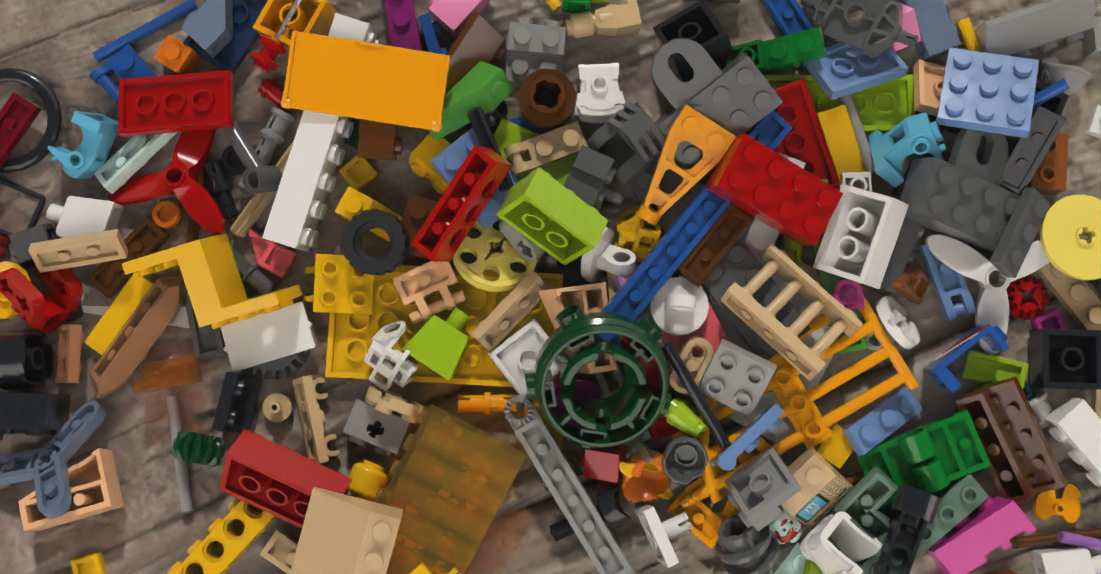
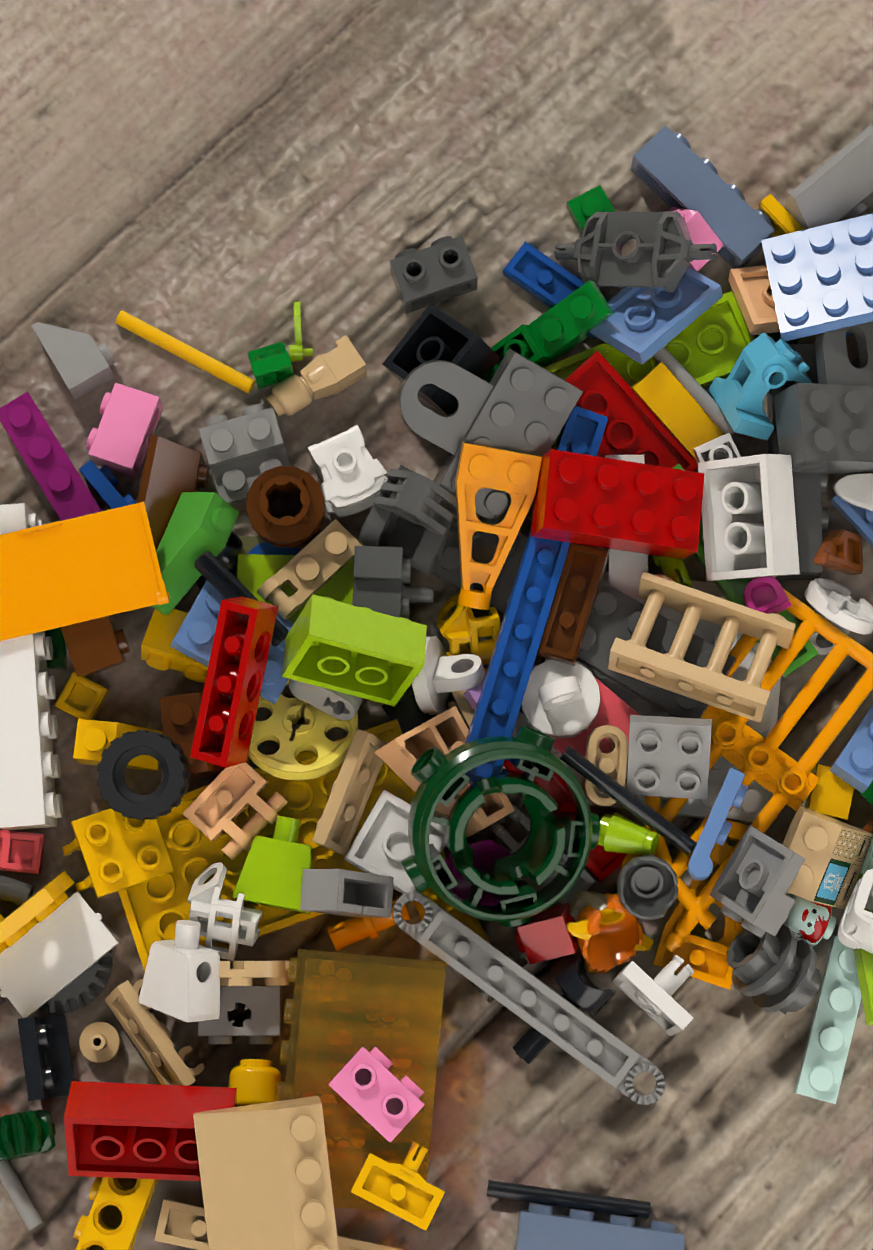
camera: 20 degrees left, 5 degrees down
(347, 389) = (183, 976): none -> white torso
(443, 525) = (377, 1092): none -> bright pink brick
(479, 379) = (346, 893): none -> light grey piece

